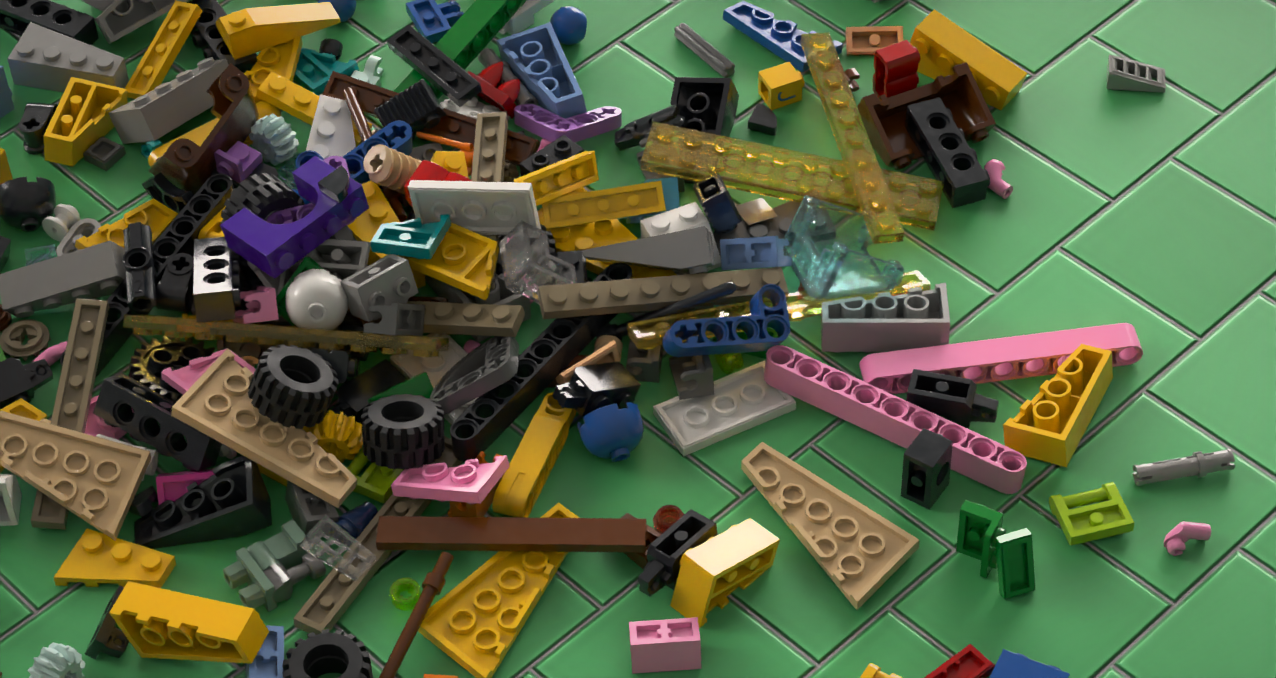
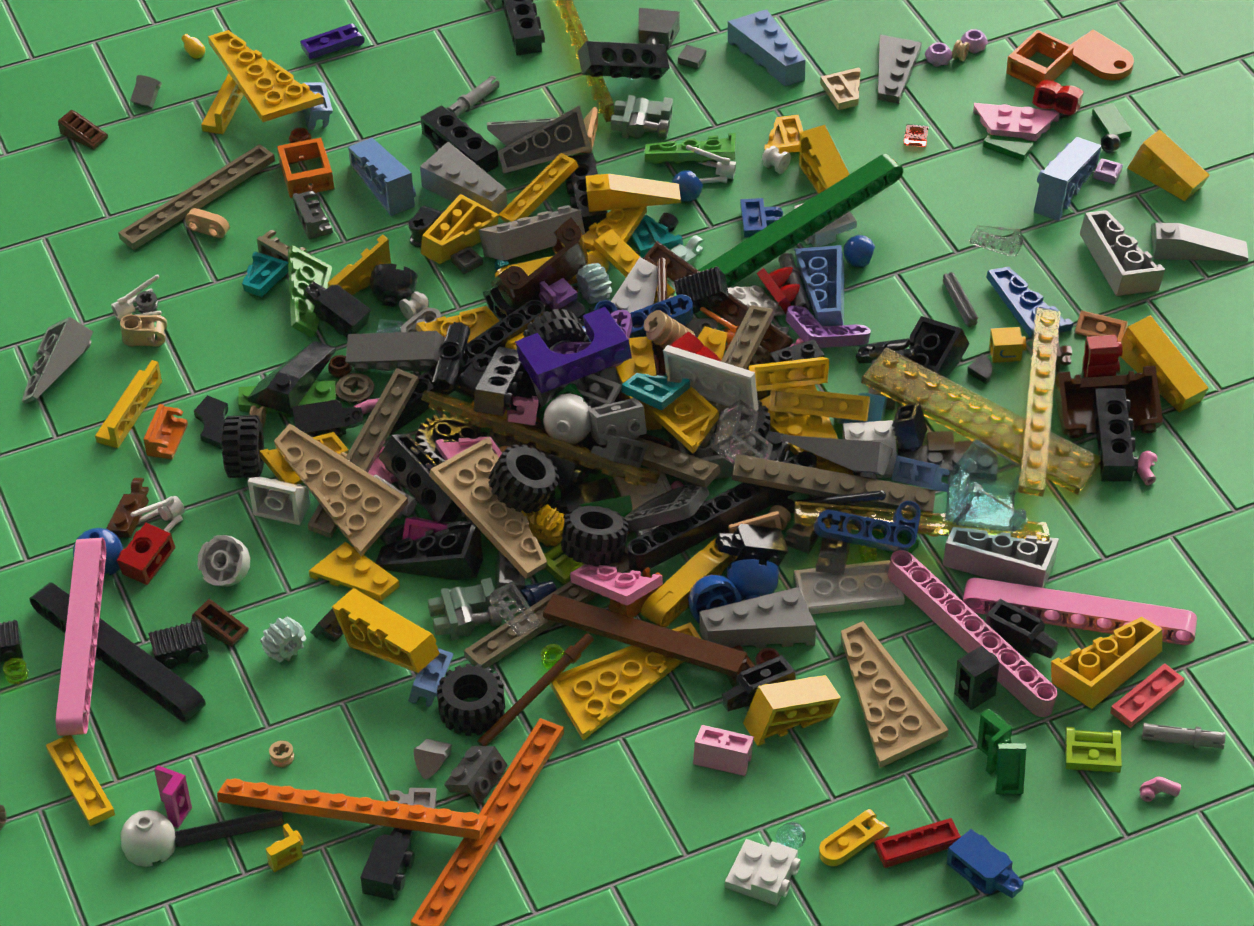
camera: 20 degrees right, 0 degrees up
(336, 184) = (609, 333): black tile -> none
(434, 65) = (735, 257): black plate -> none
(577, 468) = (710, 593): none -> blue cylinder
(643, 476) = (761, 621): none -> light grey wedge
(1121, 433) = (1147, 695): none -> coral plate

